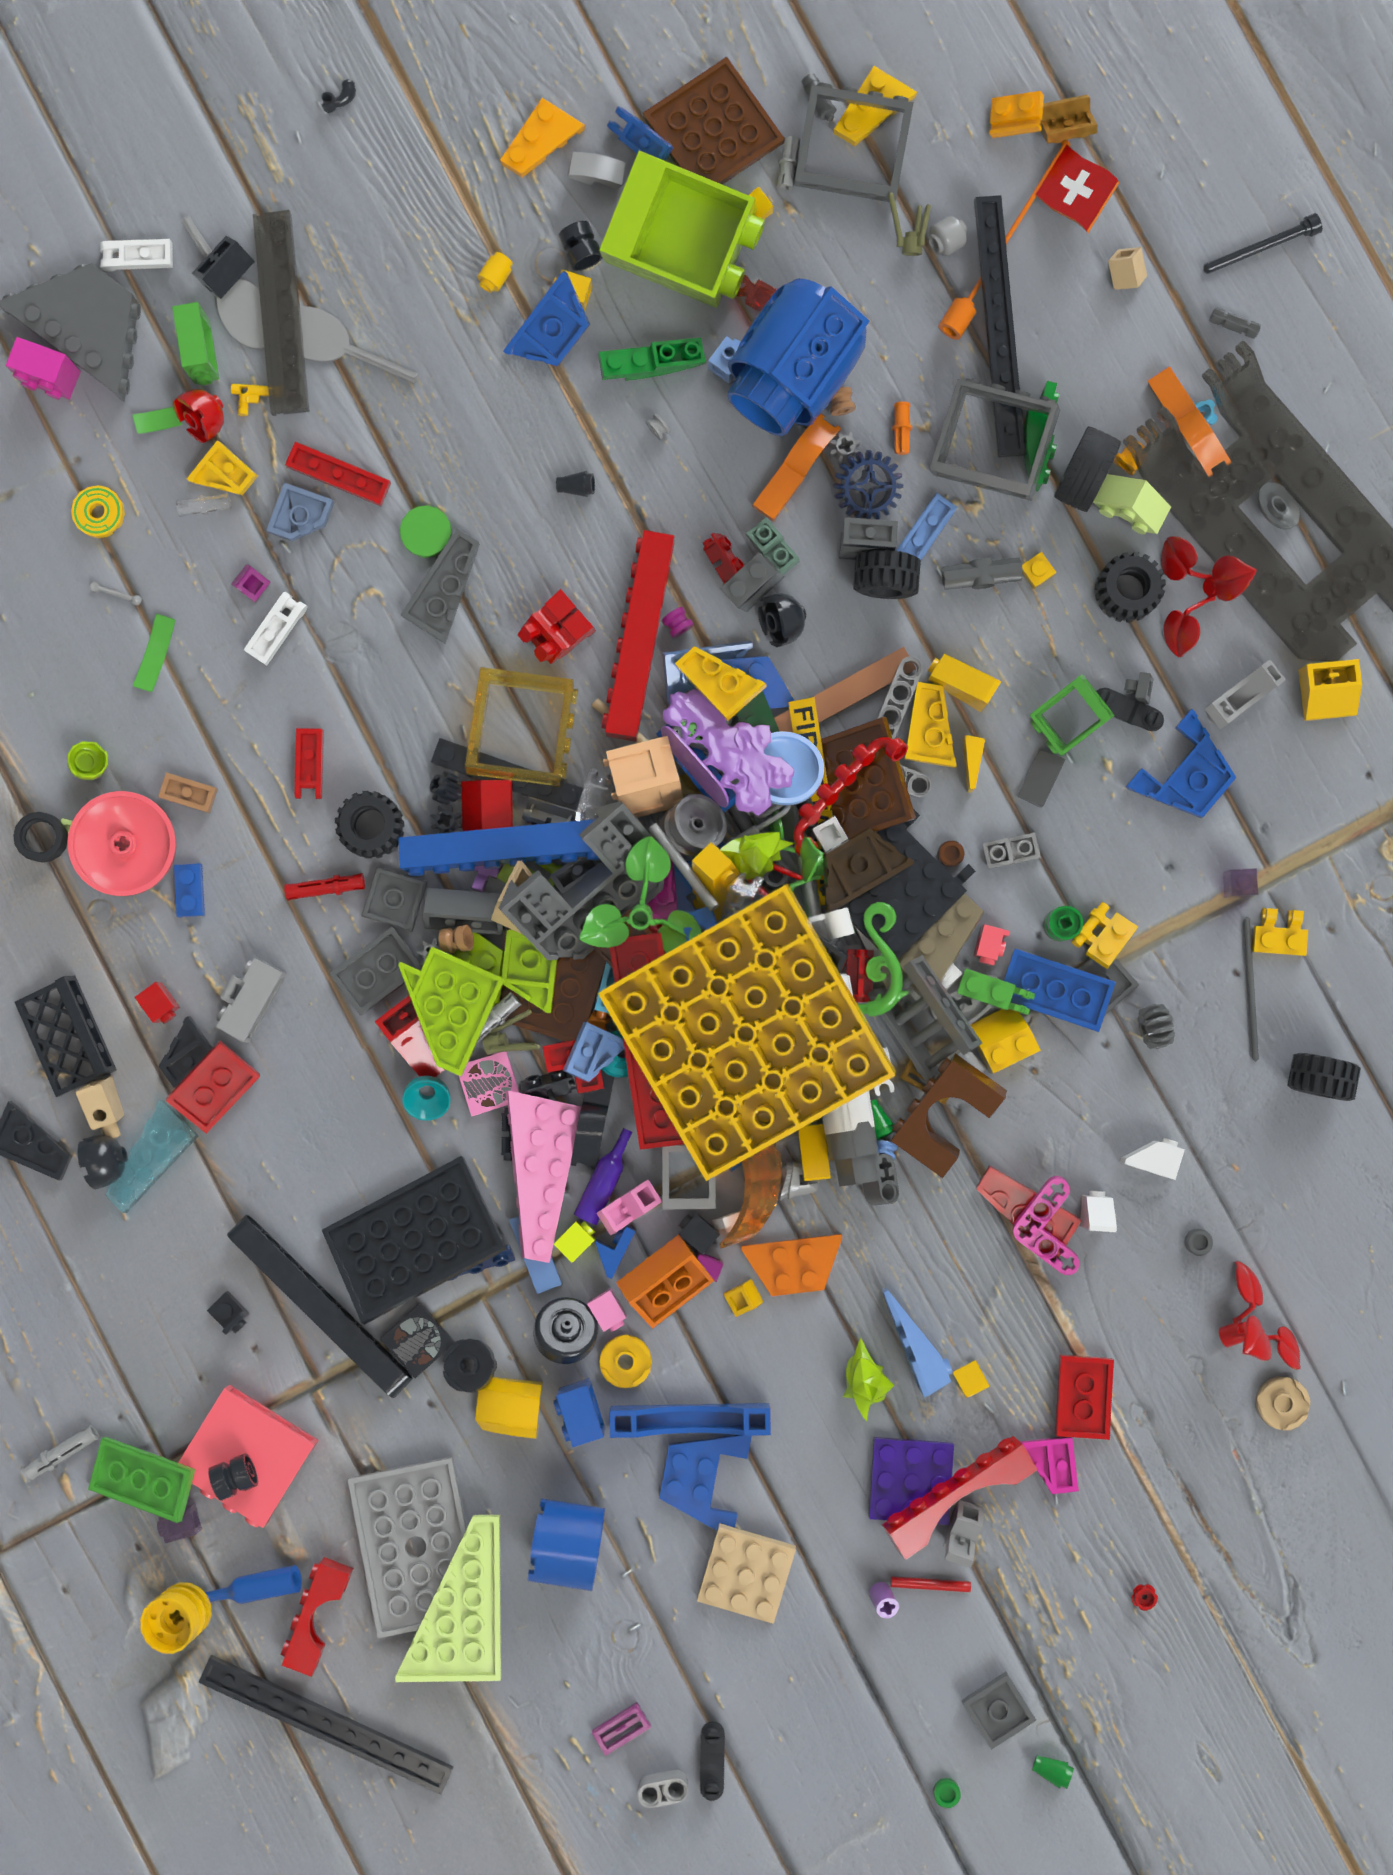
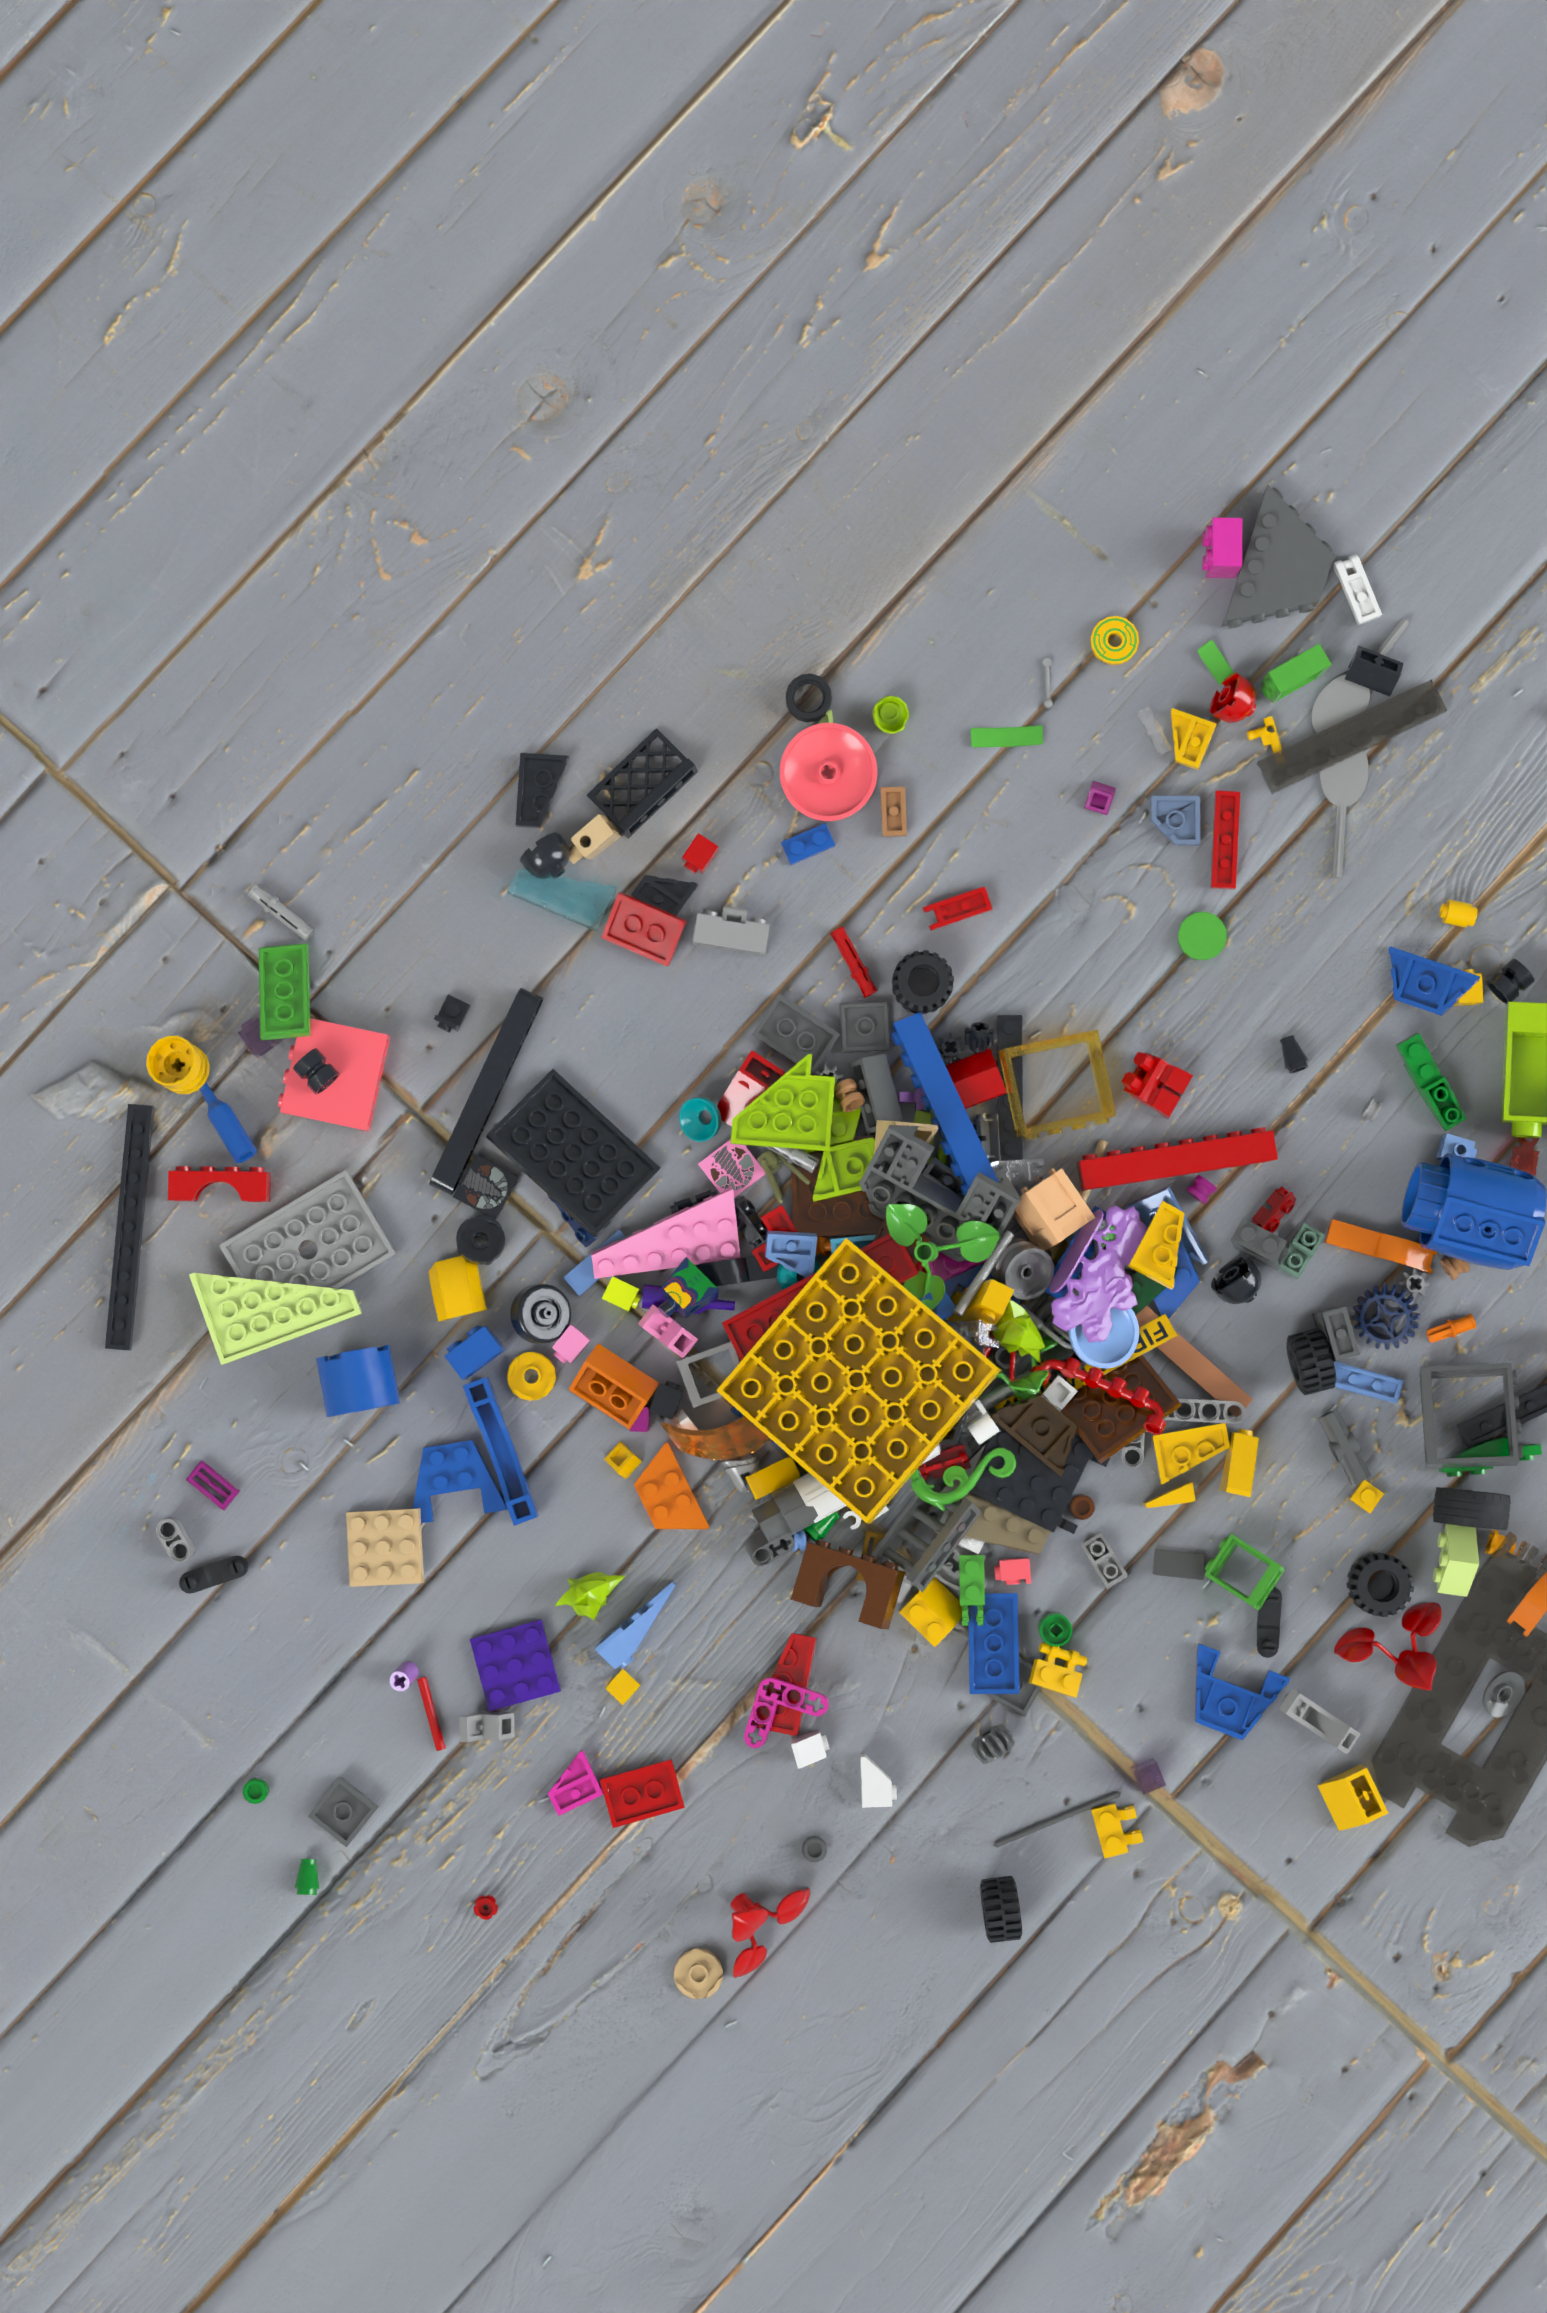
camera: 70 degrees right, 0 degrees up
(275, 628) = (1066, 835): white plate -> none
(441, 590) = (1153, 969): dark grey wing -> none
(595, 1173) = (687, 1291): none -> torso
(612, 1256) = (618, 1332): blue slope -> none
(914, 1525) = (478, 1679): arch -> none
(1141, 688) = (1293, 1627): dark grey tile -> none

